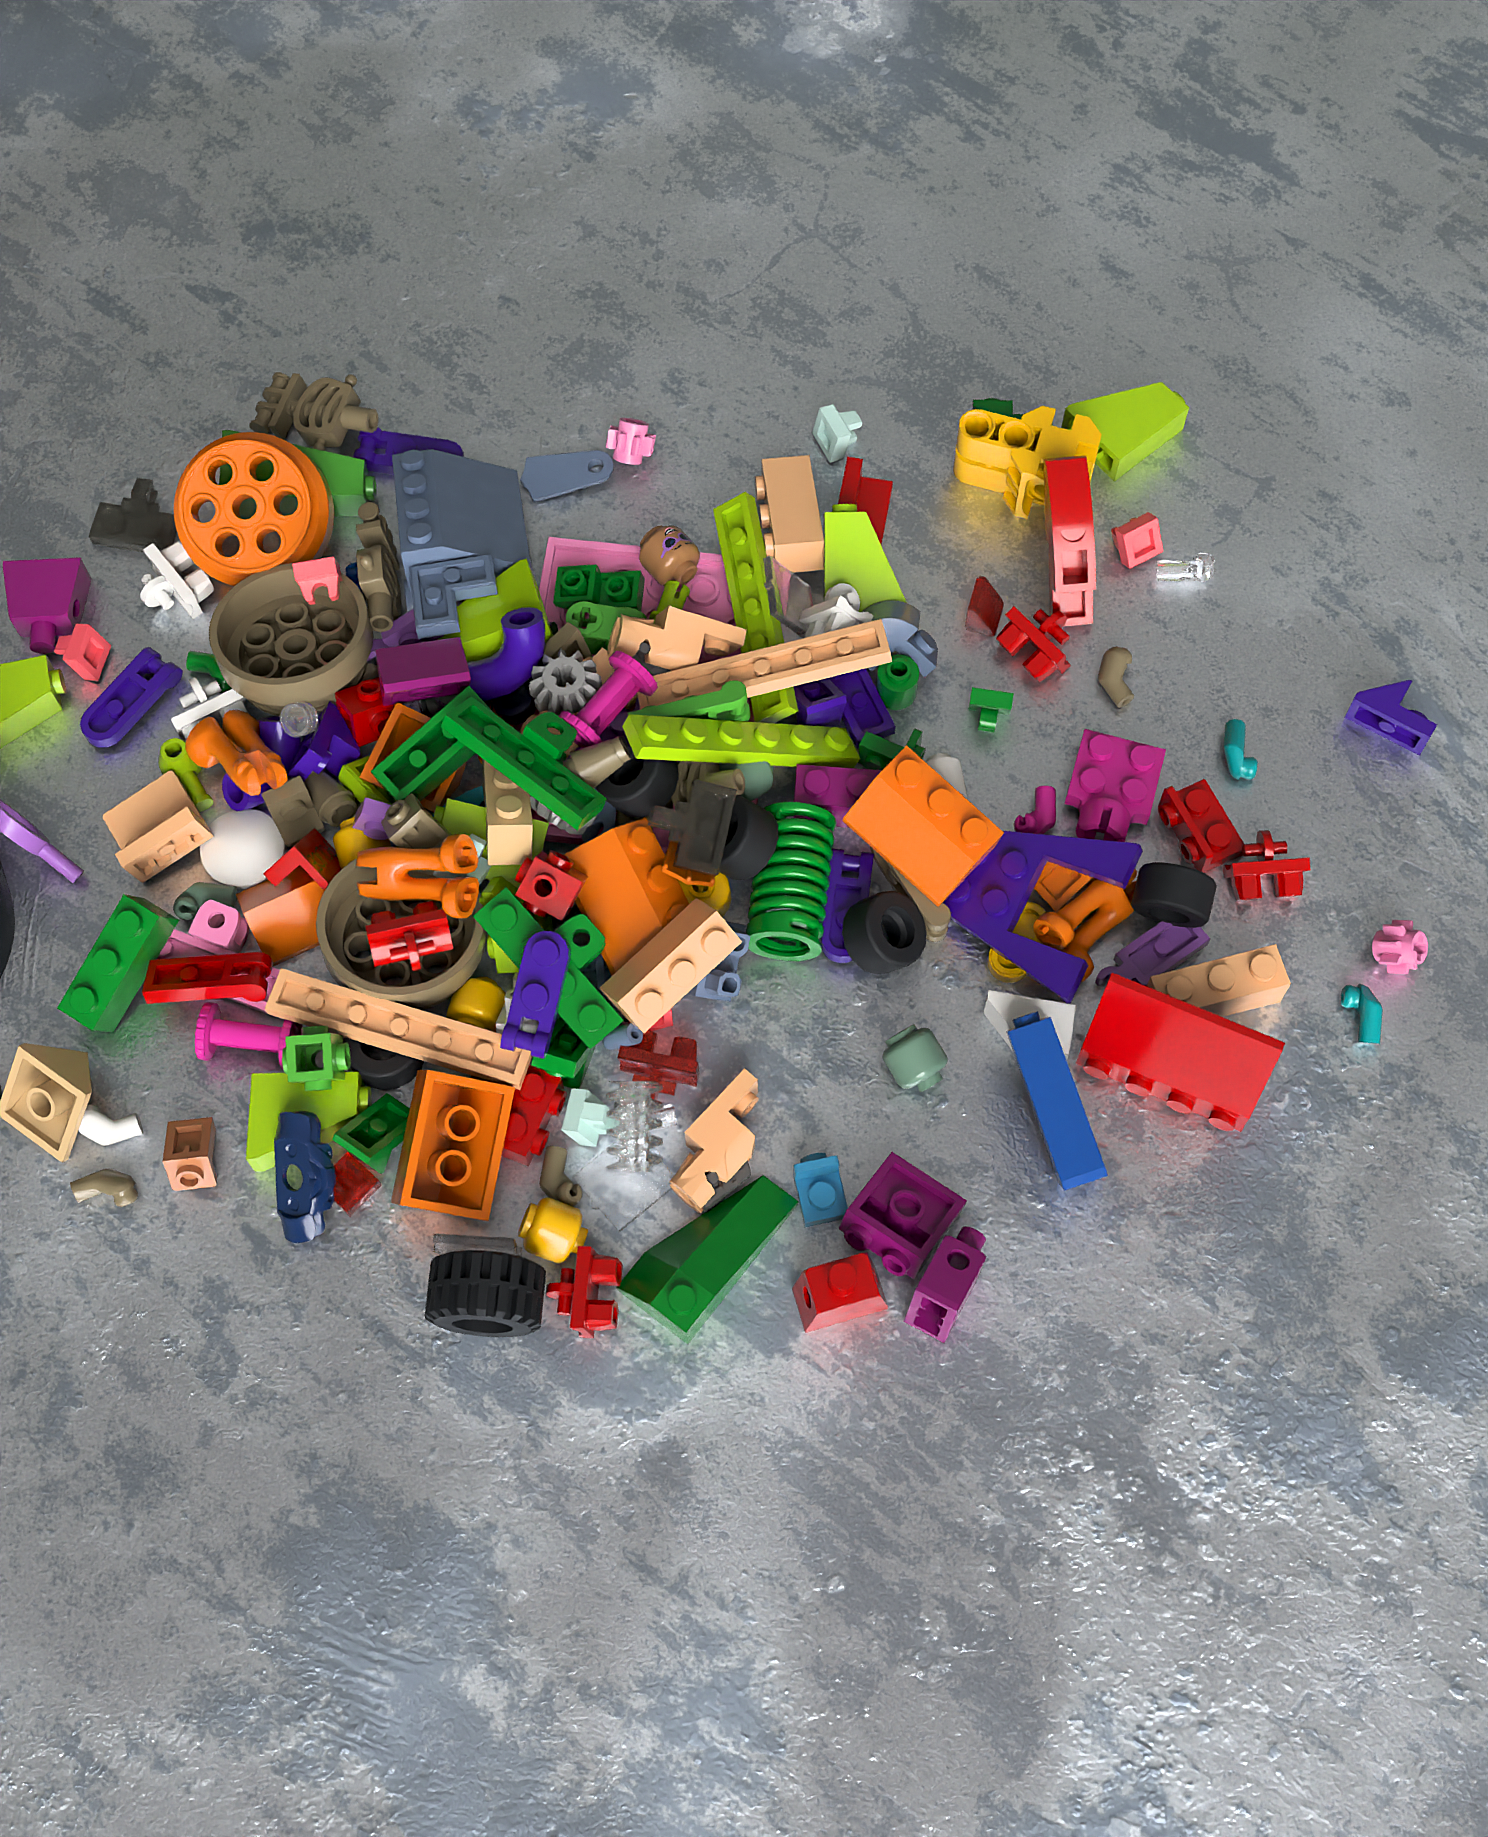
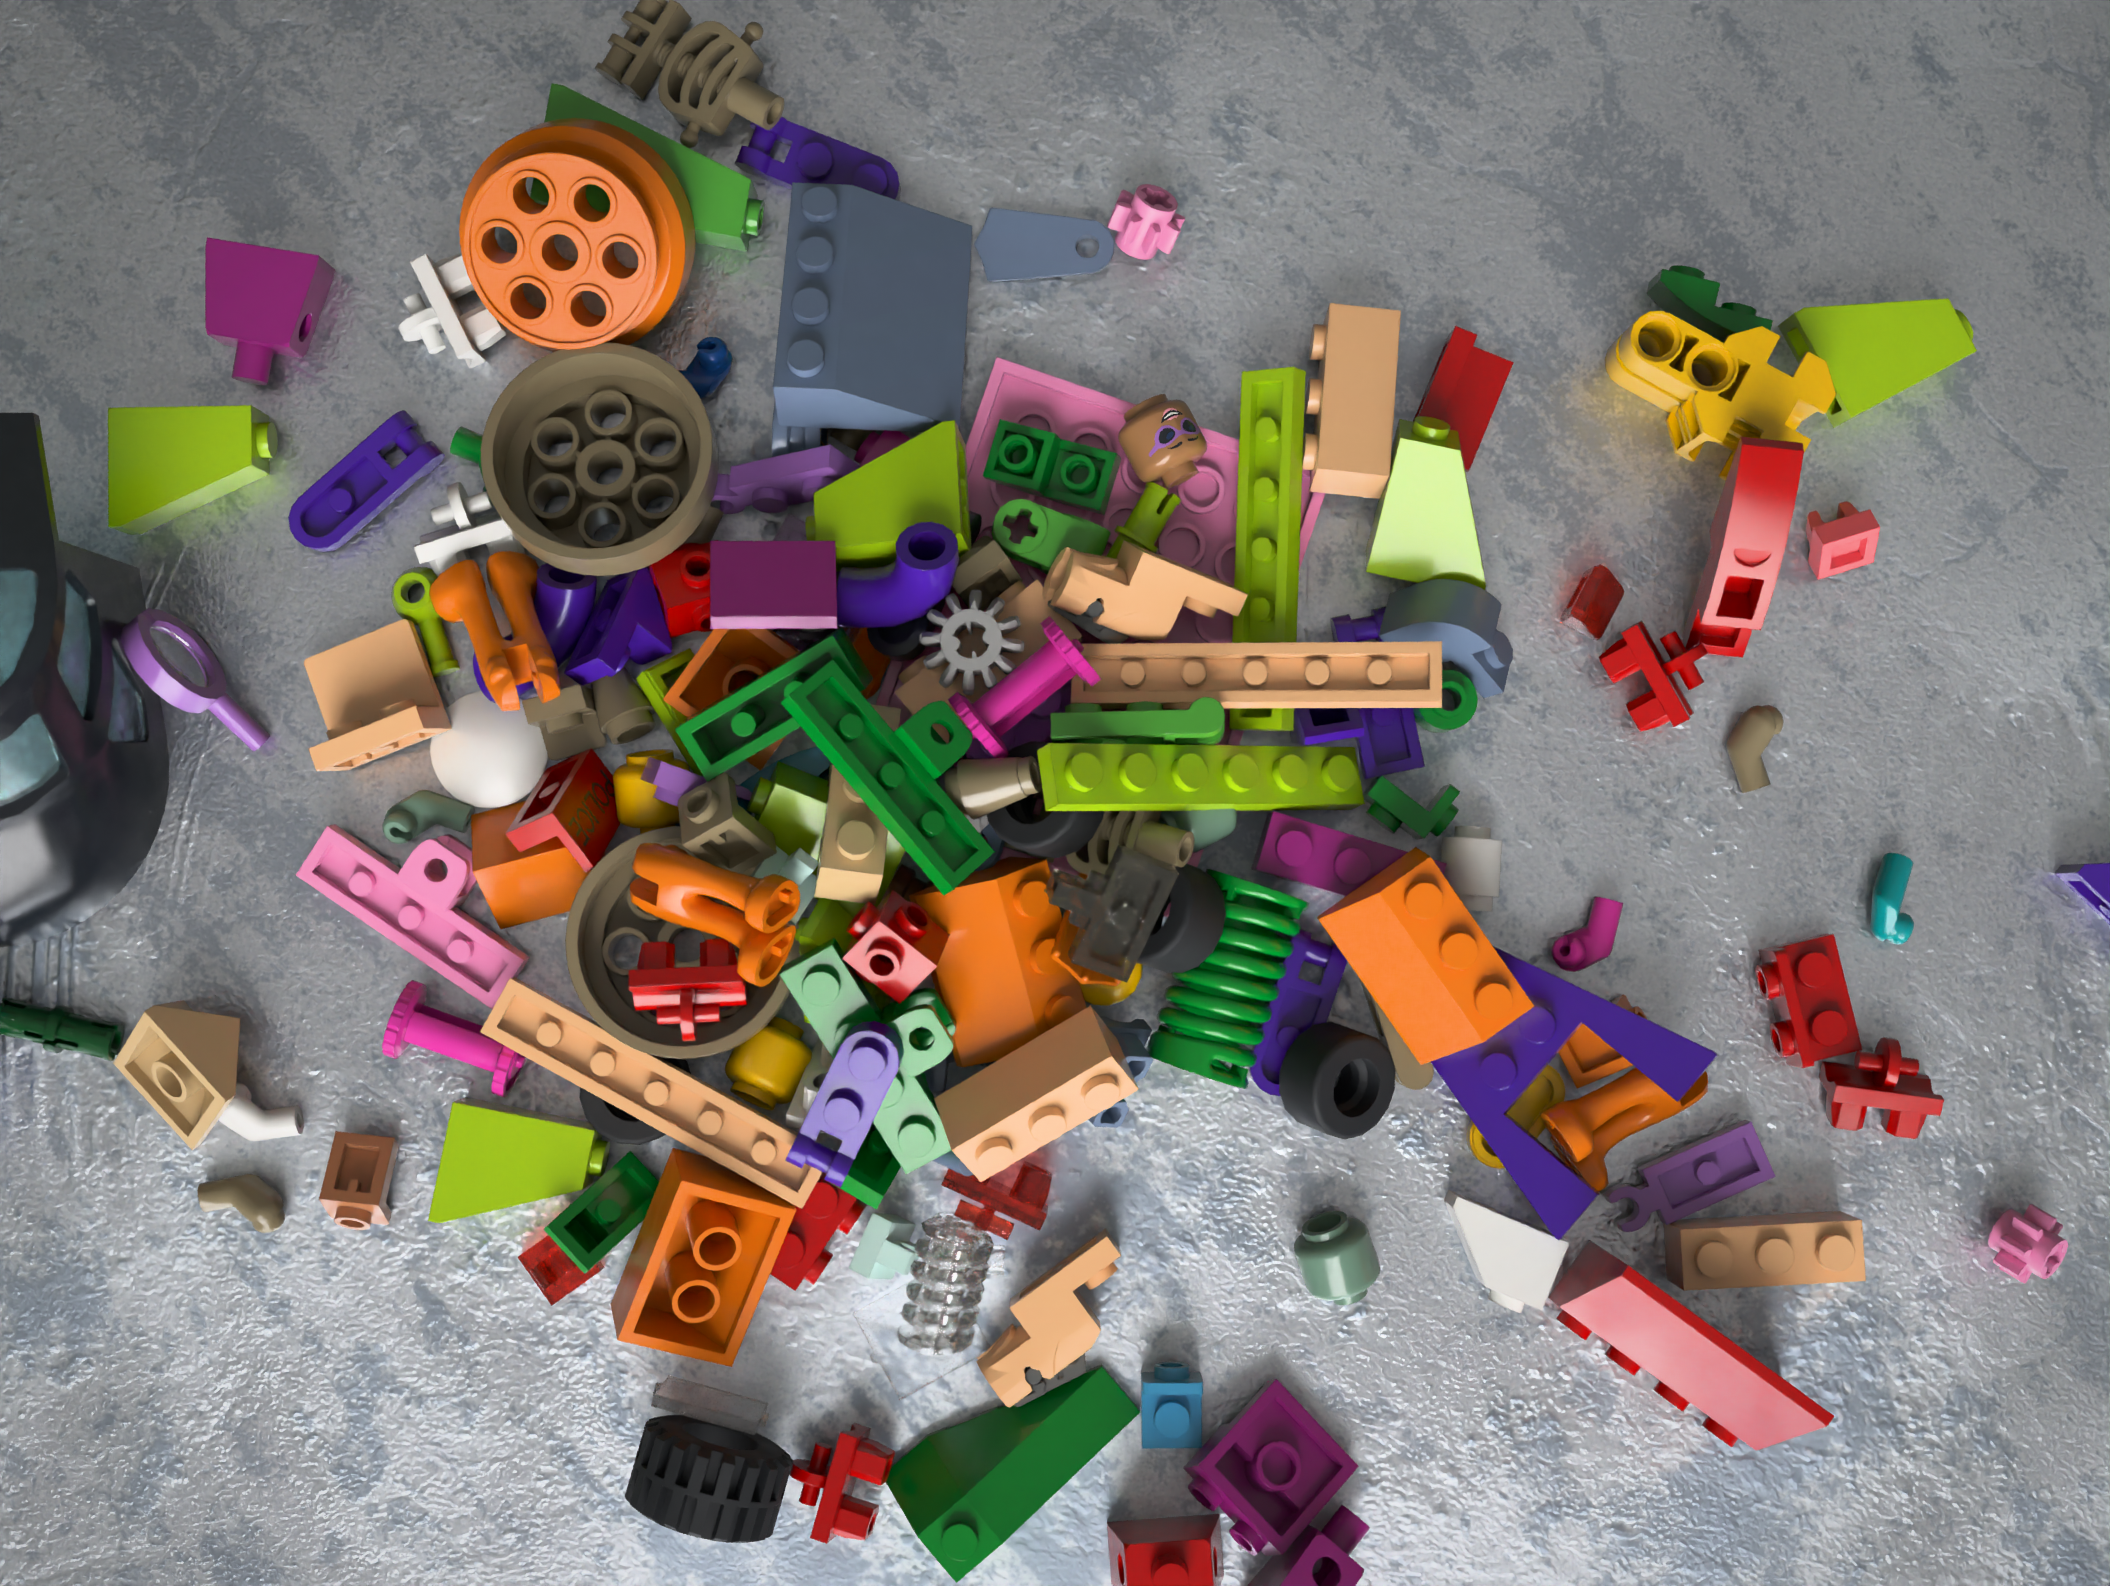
camera: 10 degrees right, 20 degrees up
(84, 651) = (308, 400): coral tile -> none
(117, 964) = (295, 906): green brick -> none
(134, 522) = (407, 196): clear smoke hinge -> none
(208, 978) = (411, 954): red plate -> none
(299, 719) = (591, 598): clear piece -> none
(299, 1144) = (499, 1223): dark blue piece -> none
(300, 1055) = (537, 1119): bright green brick -> none
(318, 573) = (649, 387): coral tile -> none
(378, 568) = (739, 373): dark tan torso -> none
(441, 585) = (820, 445): sand blue tile -> none
(552, 1230) = (813, 1391): yellow head -> none
(554, 1181) = (830, 1321): dark tan arm -> none
(786, 595) = (1321, 541): clear piece -> none
(835, 431) = (1448, 268): light aqua tile -> none
(836, 611) = (1373, 604): white hips -> none
(990, 704) = (1564, 759): green tile -> none
(1055, 1101) = (1506, 1389): blue slope -> none
(1113, 784) = (1703, 918): dark pink plate -> none
(1173, 894) = (1743, 1122): black tyre -> none
(1198, 570) = (1898, 606): clear arm -> none
(1368, 1009) = (1958, 1315): teal arm -> none

